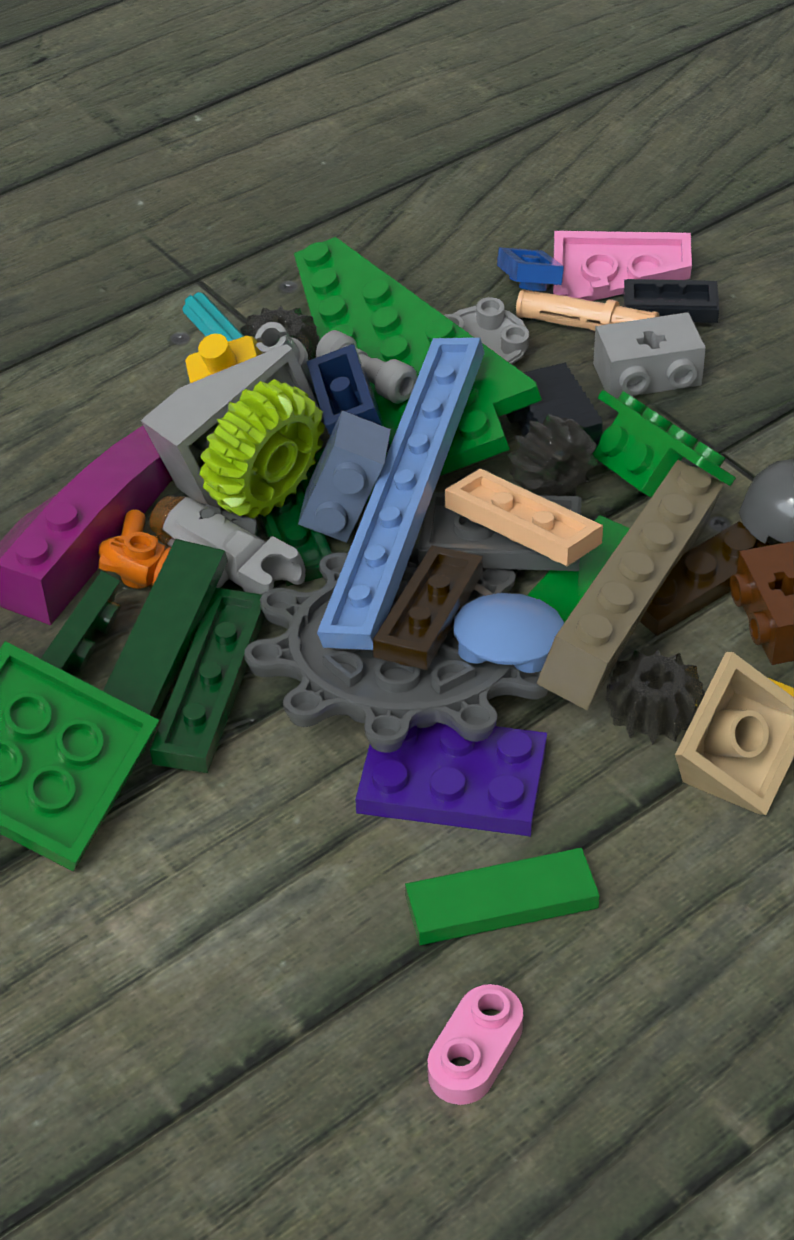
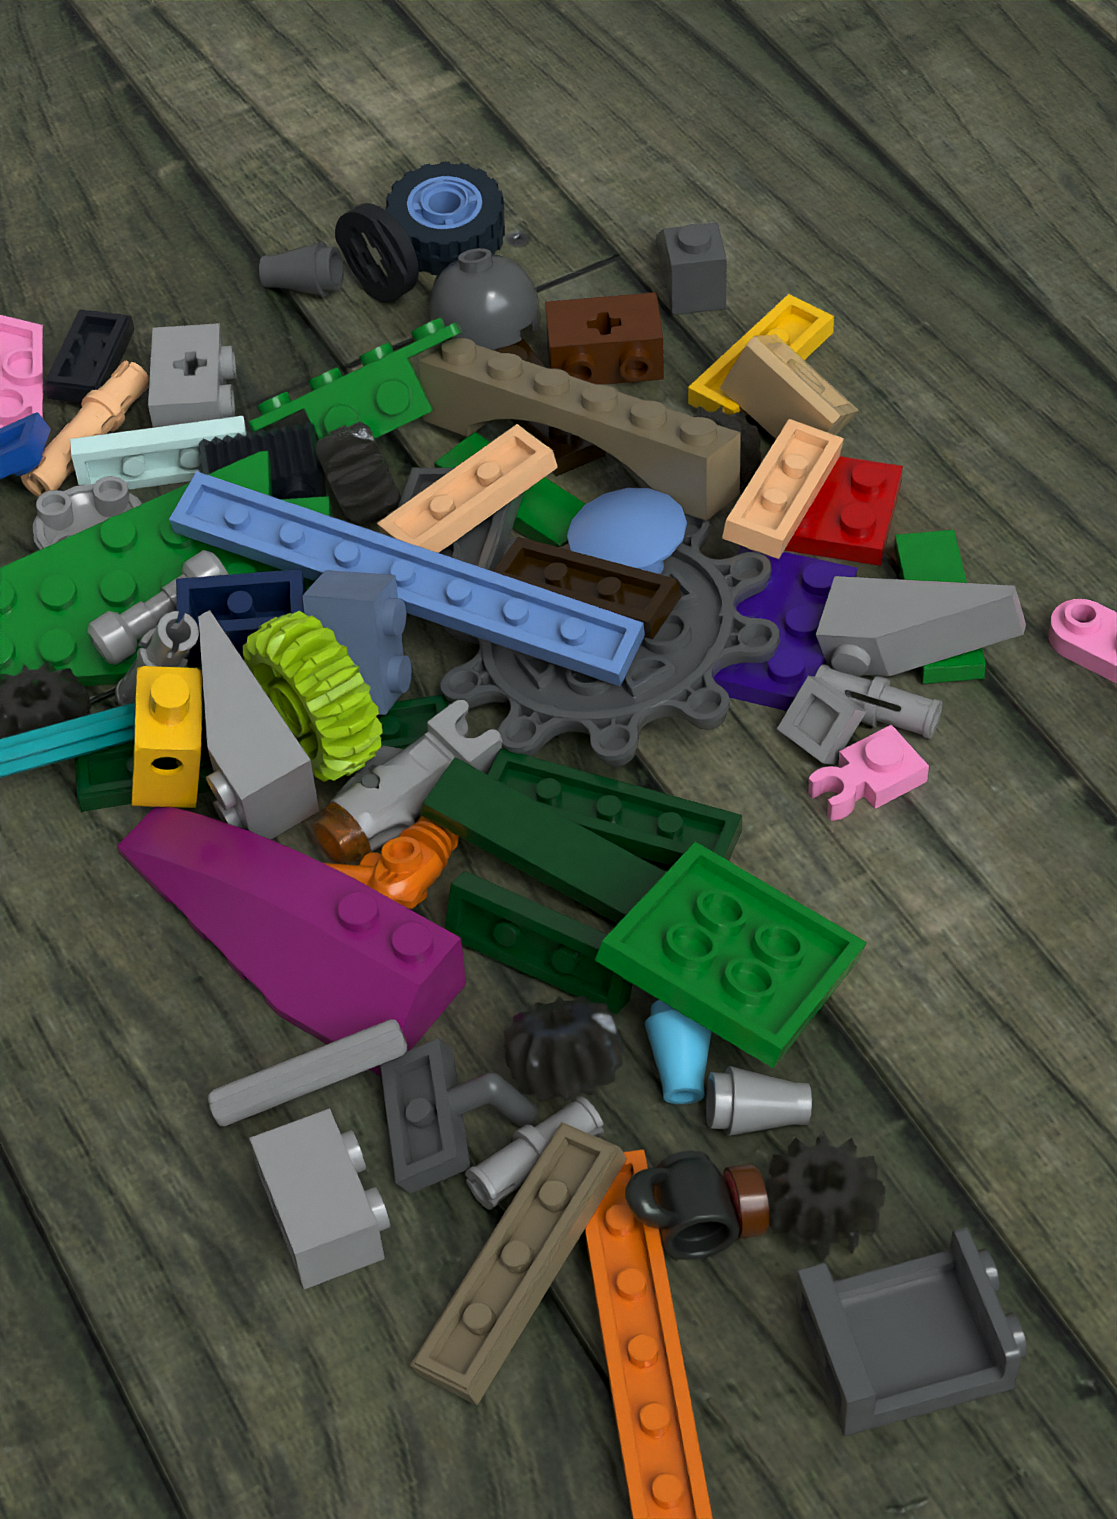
camera: 80 degrees left, 5 degrees up
(283, 864) = (872, 768): none -> bright pink plate
(328, 808) = (821, 720): none -> light grey plate
(363, 853) = (916, 713): none -> light grey pin
(438, 843) = (906, 624): none -> light grey slope
(557, 345) = (149, 454): none -> light aqua plate
(584, 729) = (783, 489): none -> light nougat plate
(621, 804) = (851, 512): none -> red plate

